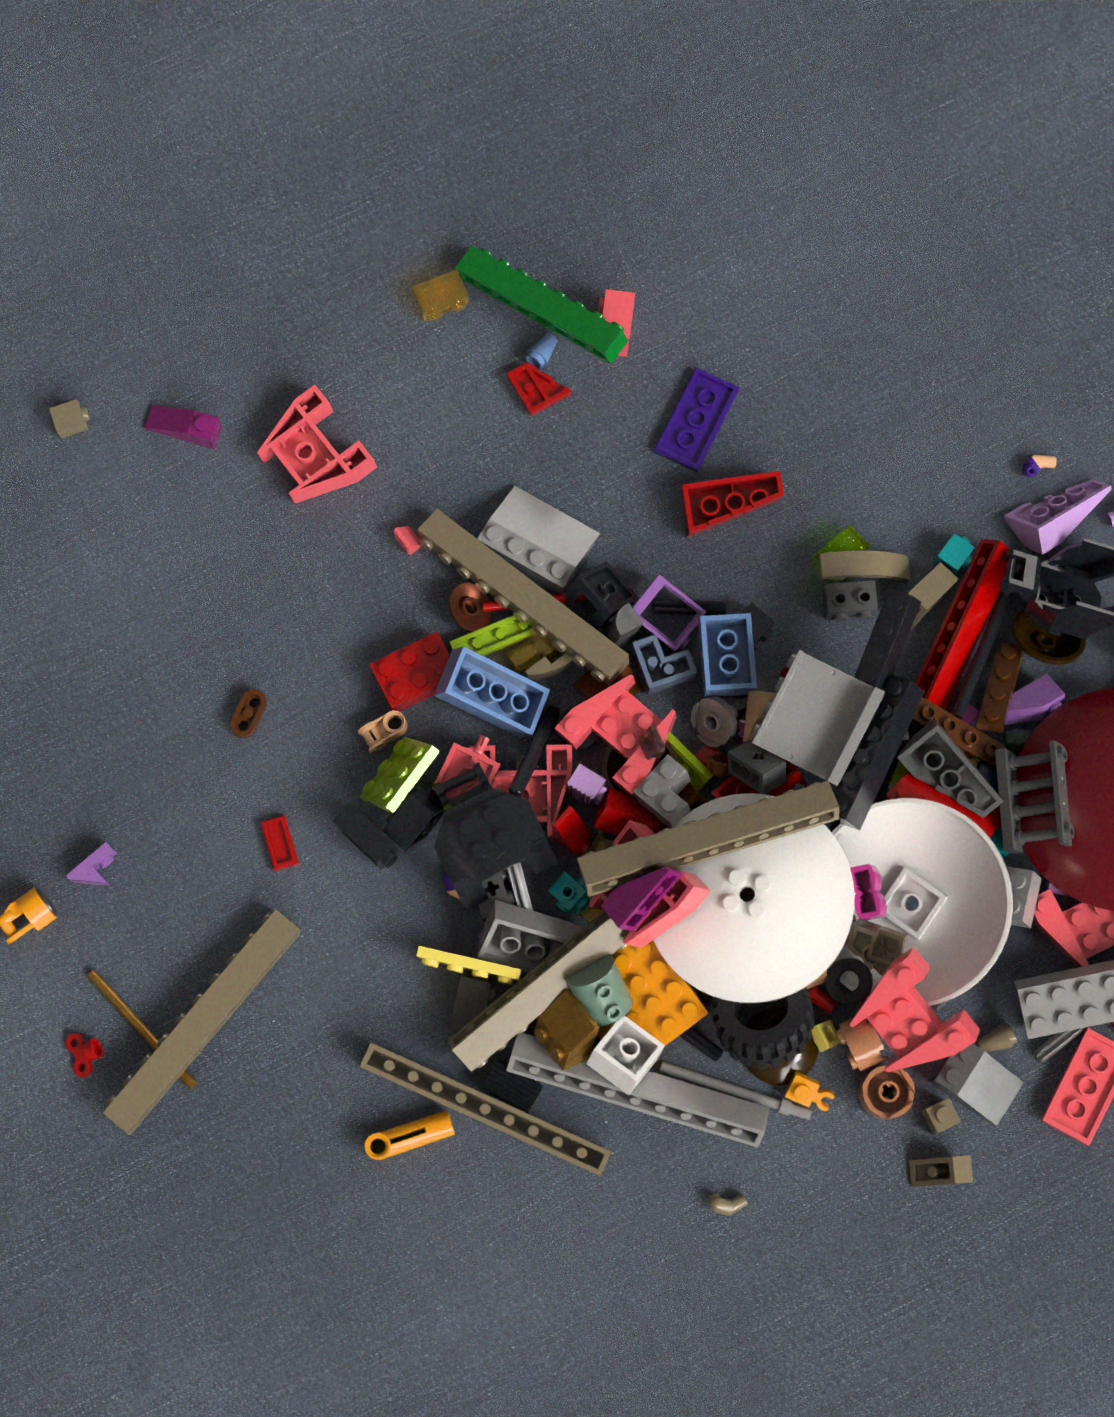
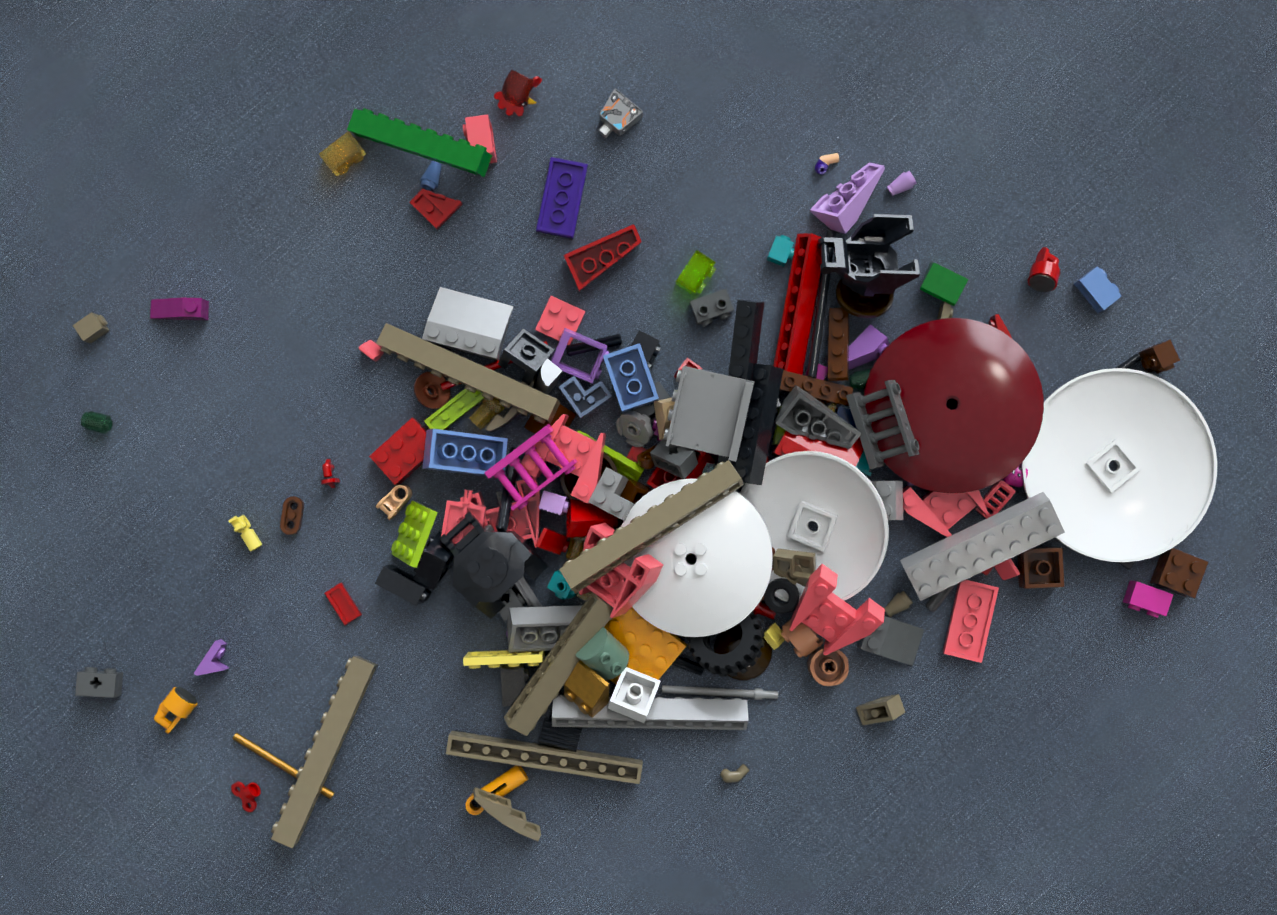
camera: 10 degrees left, 10 degrees up
(40, 533) = (96, 422): none -> clear green brick
(185, 722) = (241, 525): none -> light yellow bar
(308, 681) = (327, 469): none -> red piece
(309, 454) = (276, 305): coral wedge -> none
(412, 1160) = (502, 810): none -> dark tan slope
(552, 712) = (513, 460): none -> dark pink fence
(635, 899) = (609, 588): magenta slope -> none
(651, 743) = (591, 463): clear smoke slope -> none
(652, 559) = (558, 316): none -> coral plate
(674, 279) = (516, 93): none -> clear red piece
(794, 339) = (618, 114): none -> light grey torso
(805, 1090) = (770, 678): light orange plate -> none
(864, 564) = (715, 278): dark tan slope -> none
(868, 899) = (780, 534): dark pink brick -> none
(932, 590) = (769, 284): dark tan slope -> none
(940, 1116) = (871, 671): dark tan brick -> none

